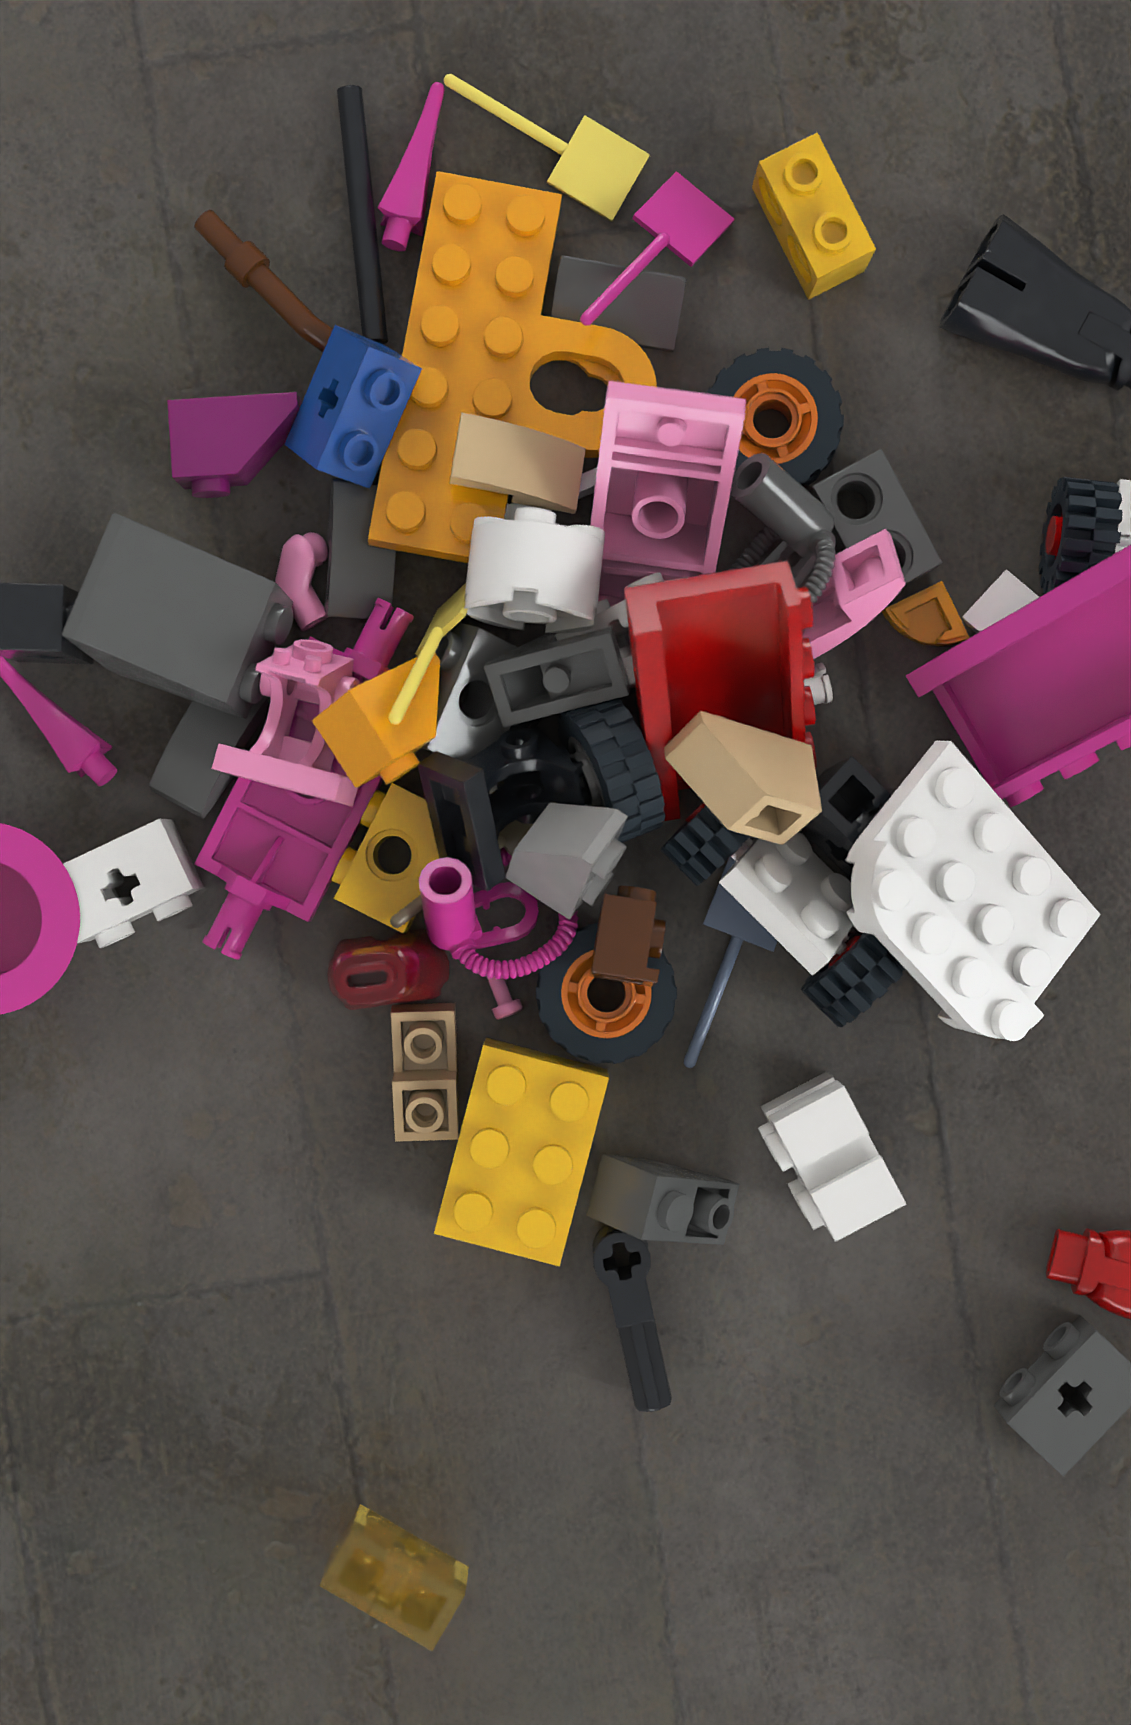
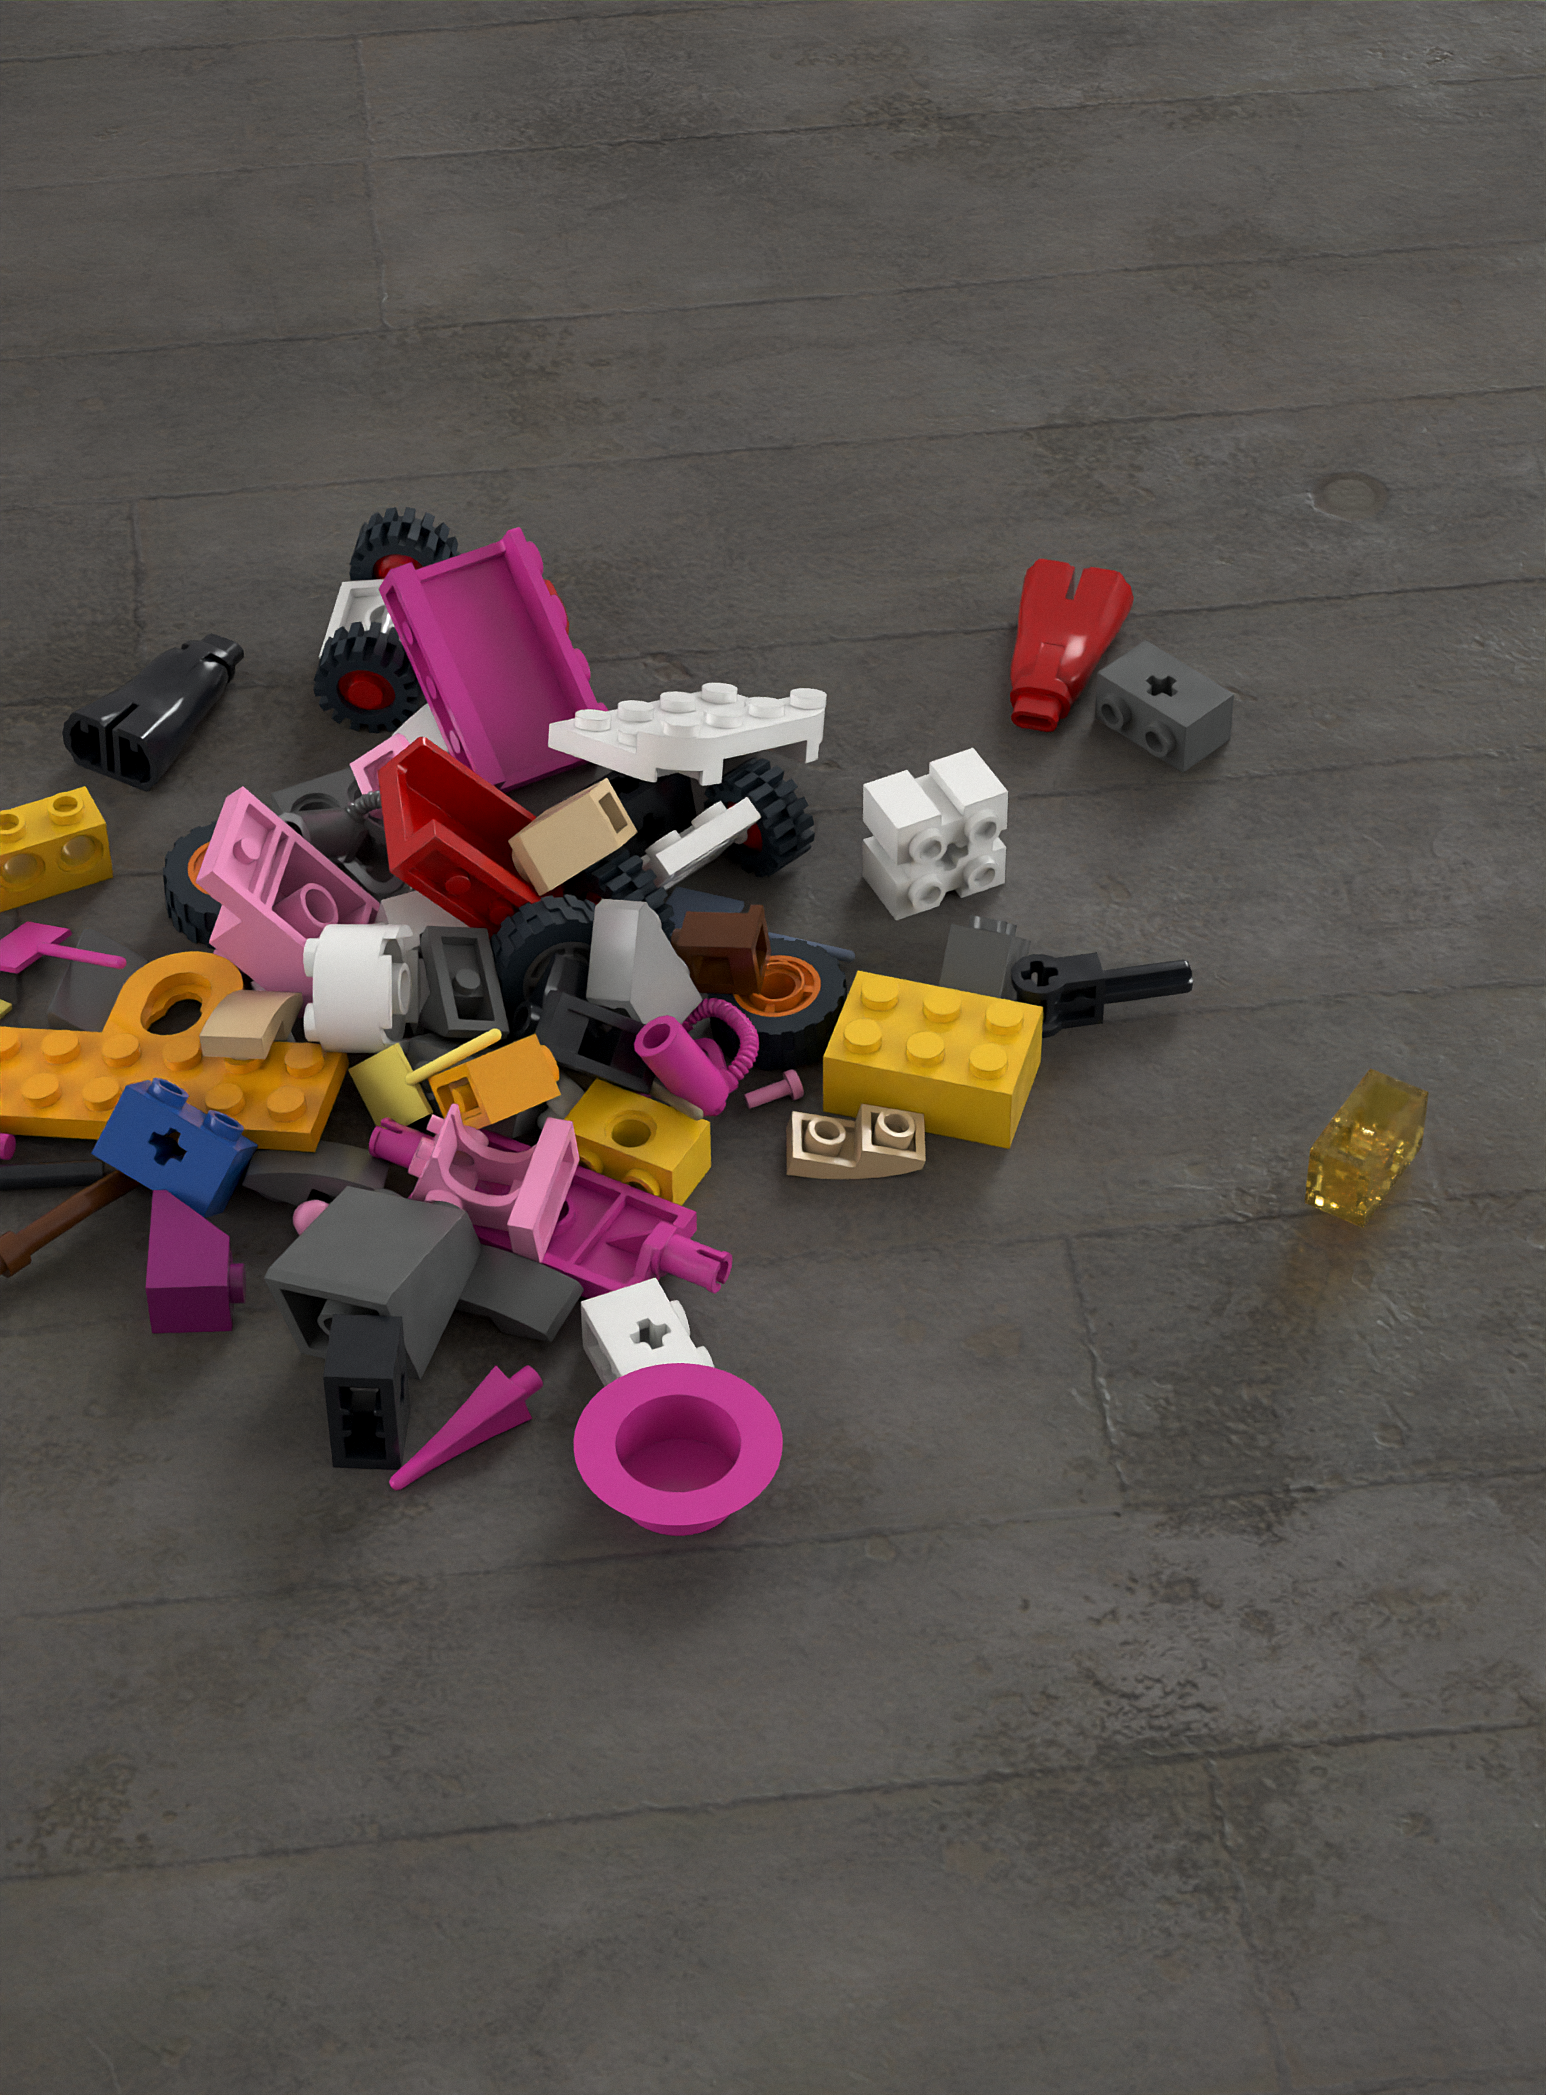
camera: 90 degrees left, 45 degrees down
(388, 970) = (747, 1136): dark red piece -> none

